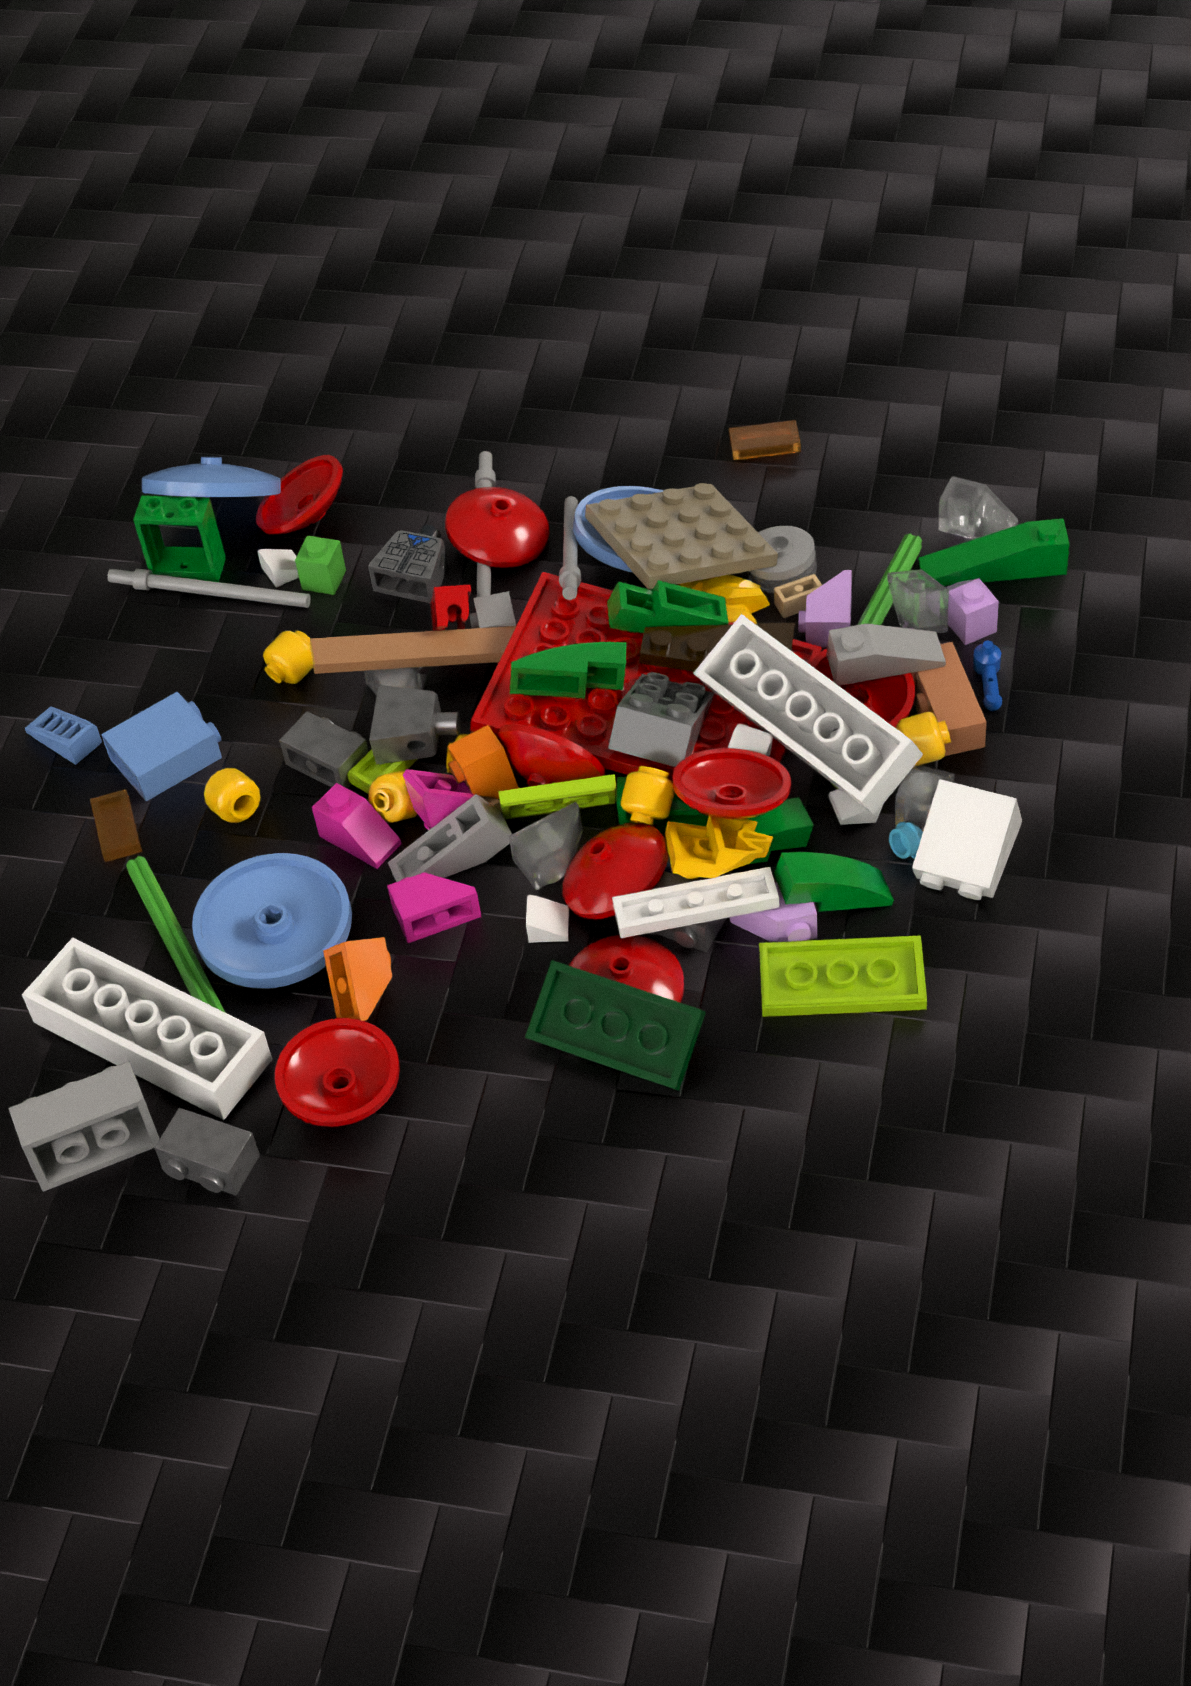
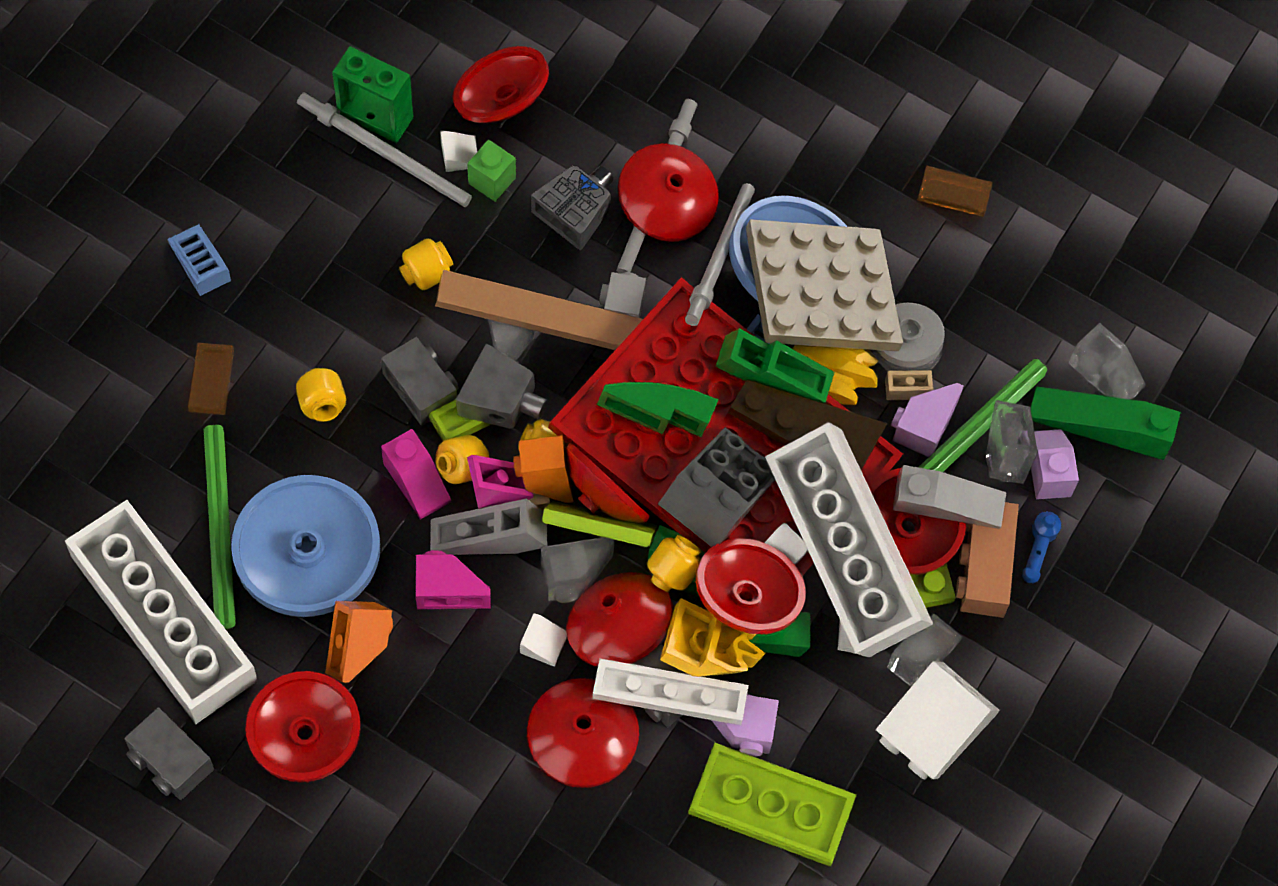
camera: 10 degrees right, 15 degrees up
(84, 1126) = (74, 691): light grey brick -> none
(163, 745) = (281, 313): medium blue brick -> none
(211, 480) = (422, 46): medium blue dish -> none
(450, 604) = (585, 274): red hinge -> none
(615, 1025) = (555, 778): dark green plate -> none
(830, 881) = (800, 715): green slope -> none
(905, 839) = (887, 691): medium azure plate -> none
(927, 735) = (944, 599): yellow head -> none

